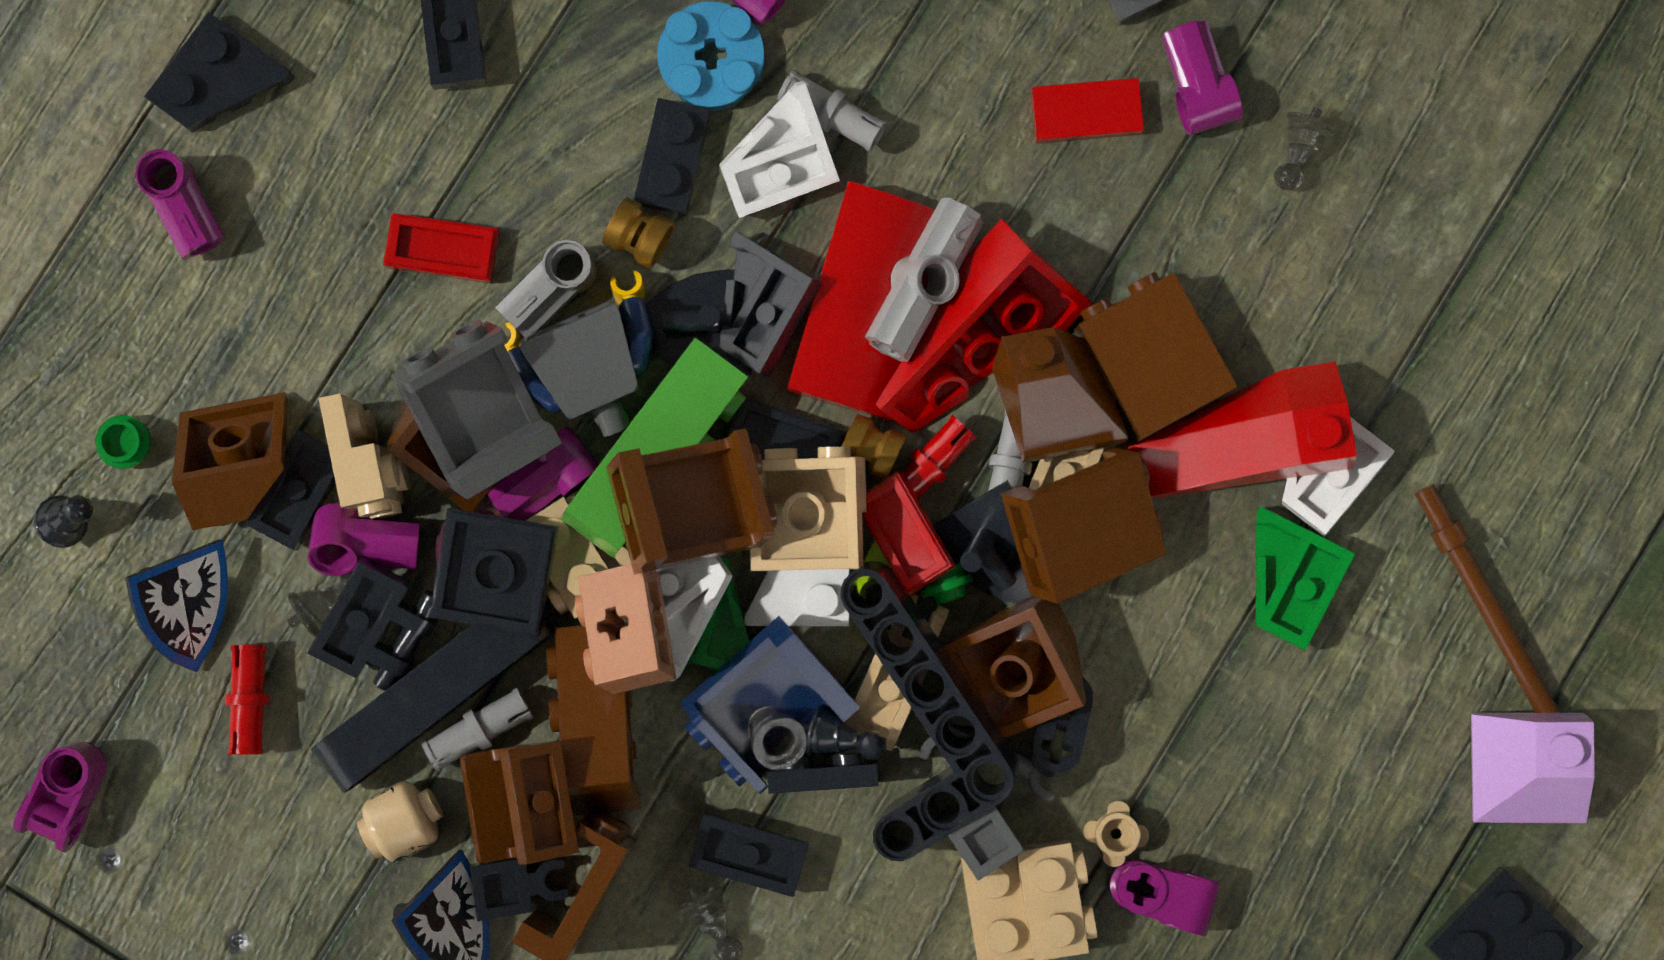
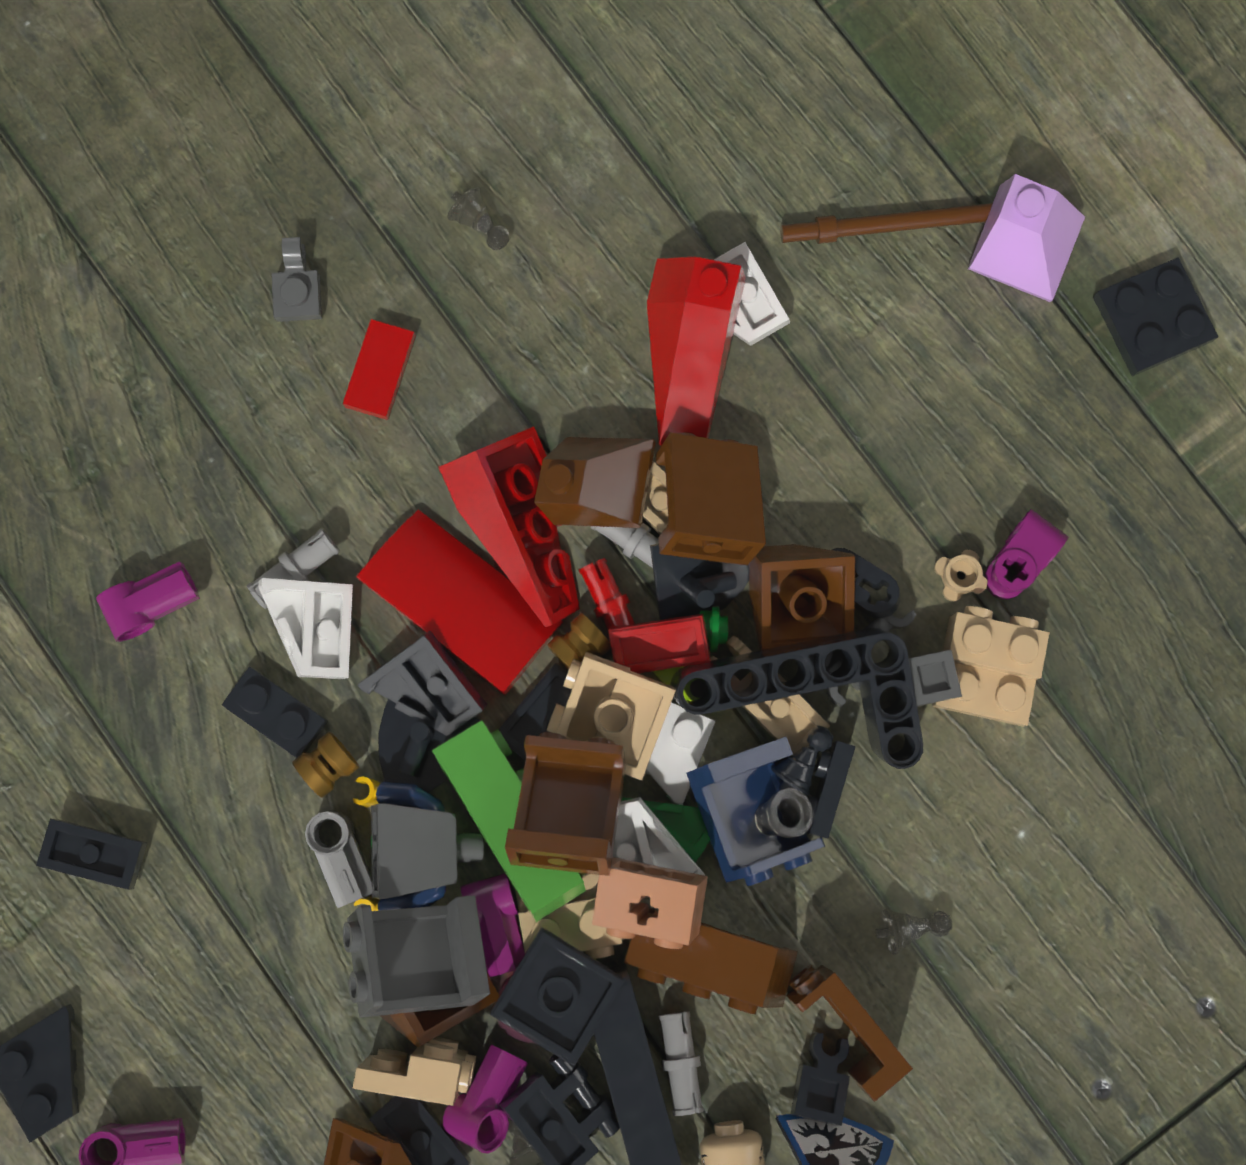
camera: 75 degrees left, 5 degrees down
(441, 248) = (268, 935): red tile -> none
(519, 803) = (759, 1049): reddish brown panel -> none
(730, 31) = (180, 659): dark azure plate -> none
(748, 854) = (869, 875): black plate -> none
(908, 305) = (477, 563): light grey piece -> none
(1154, 354) = (595, 392): reddish brown panel -> none
(1203, 92) = (404, 273): magenta piece -> none
(1294, 578) = (813, 358): green wing -> none

